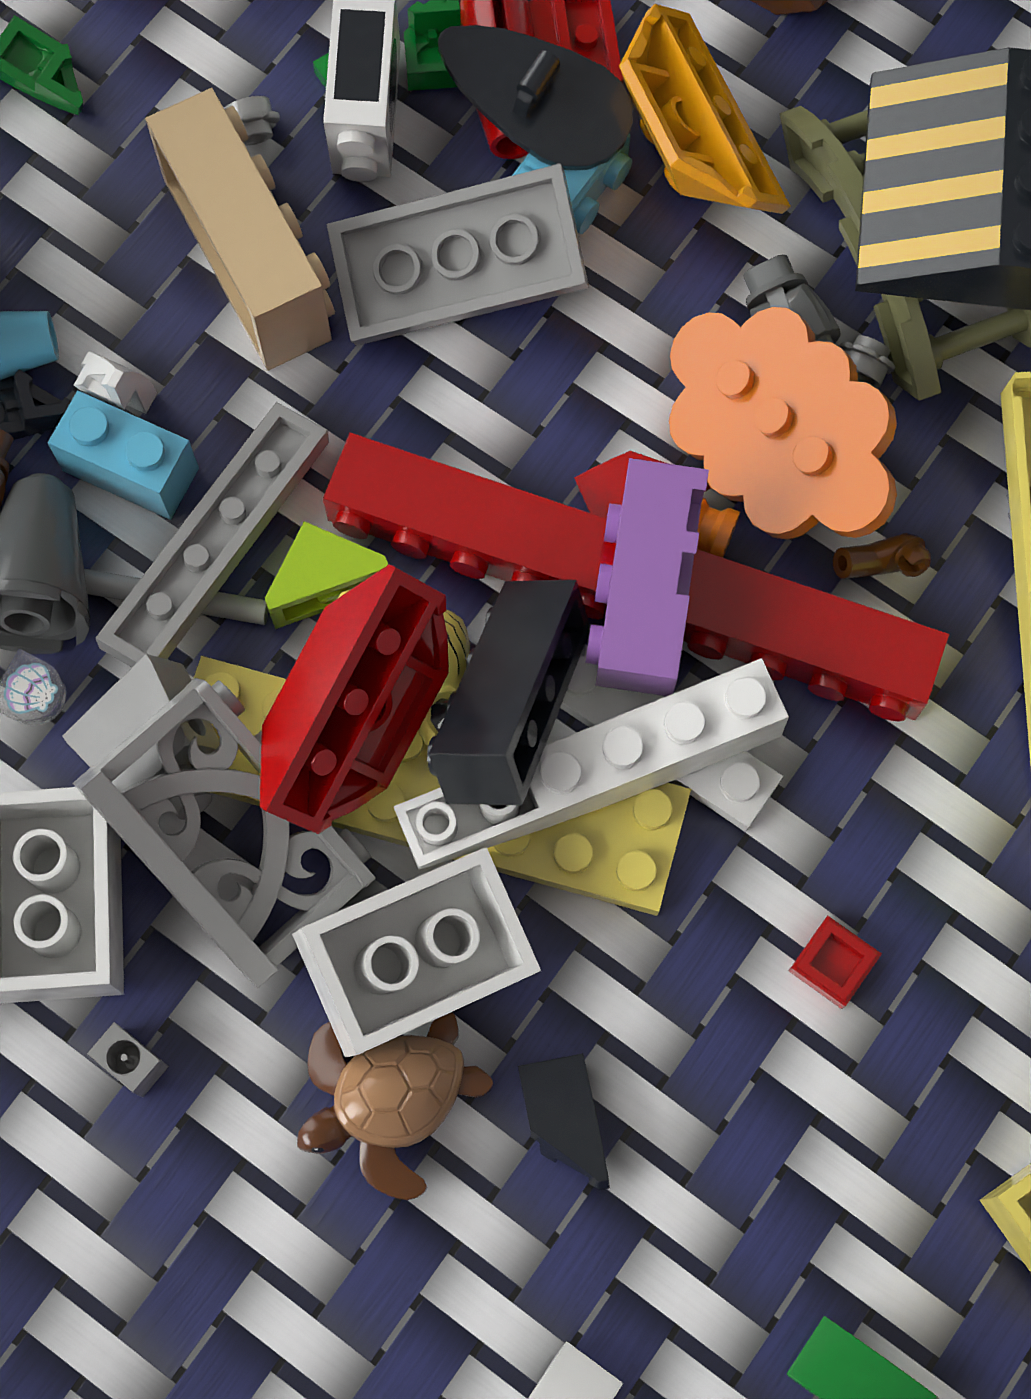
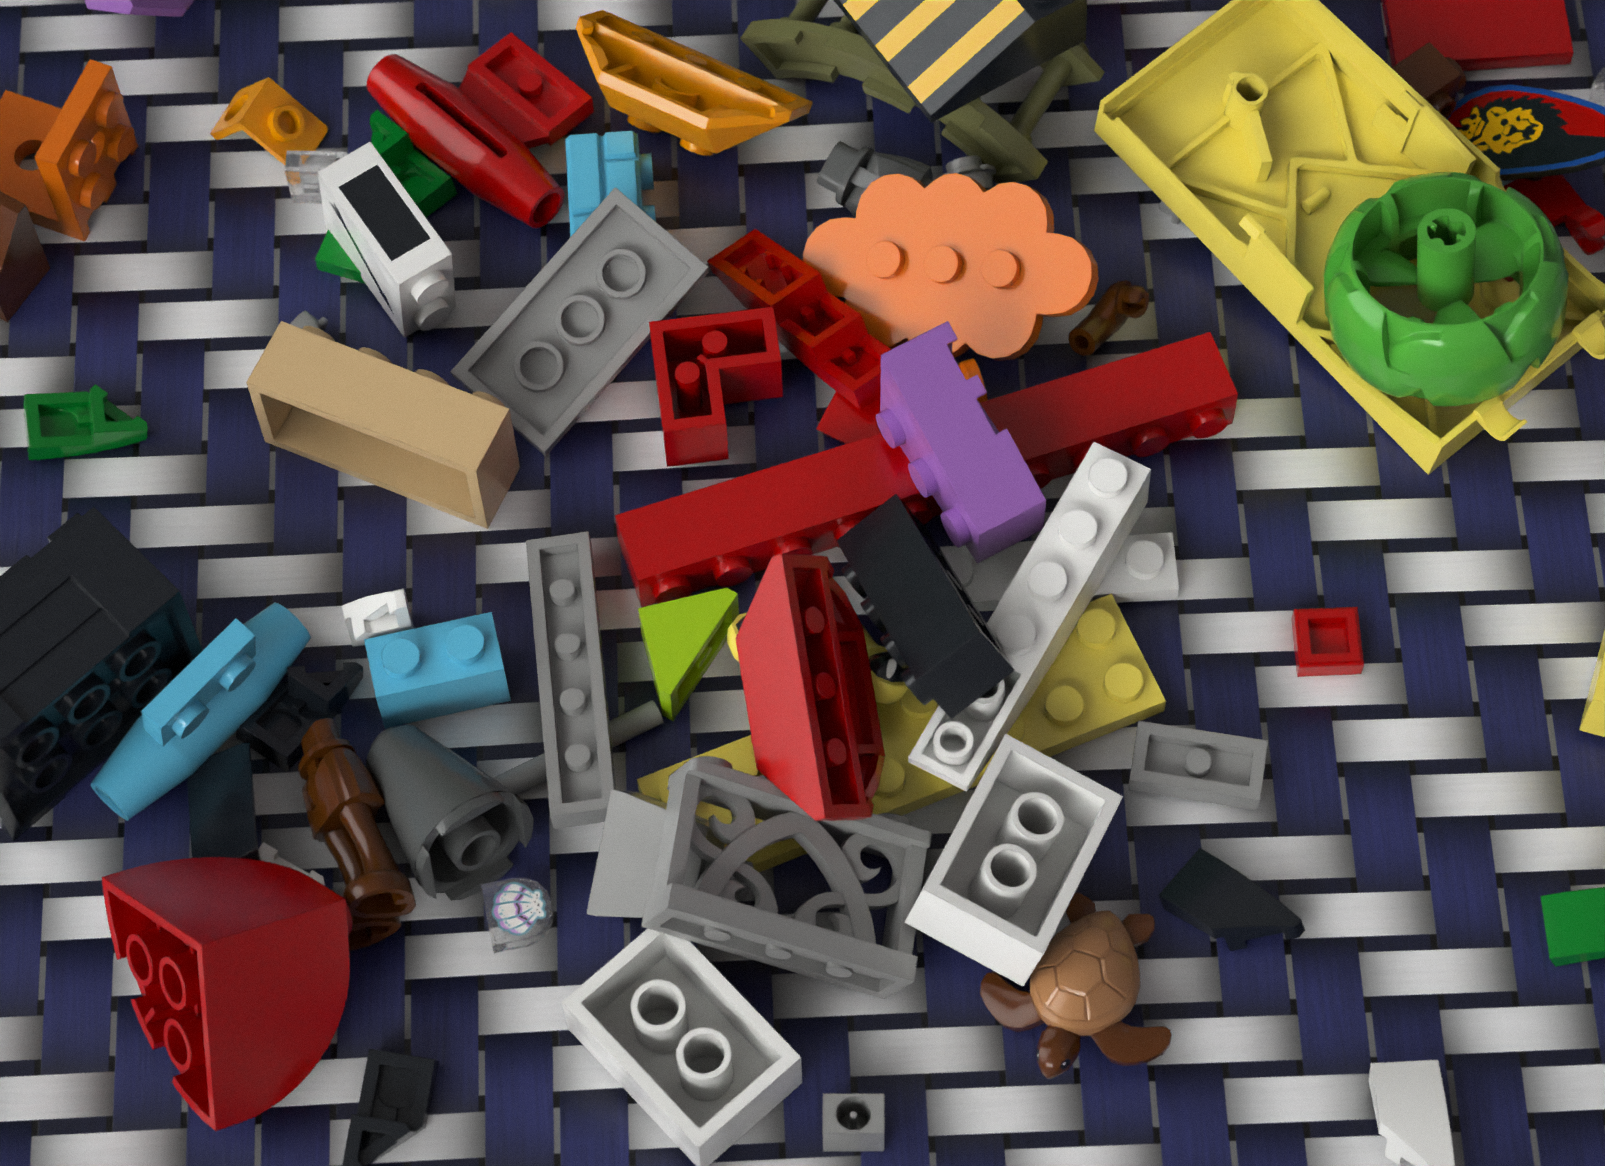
camera: 35 degrees left, 10 degrees down
(518, 361) = (711, 364): none -> red brick
(540, 94) = (541, 150): black shield -> none
(639, 374) = (807, 317): none -> red slope
(639, 984) = (1198, 765): none -> light grey plate

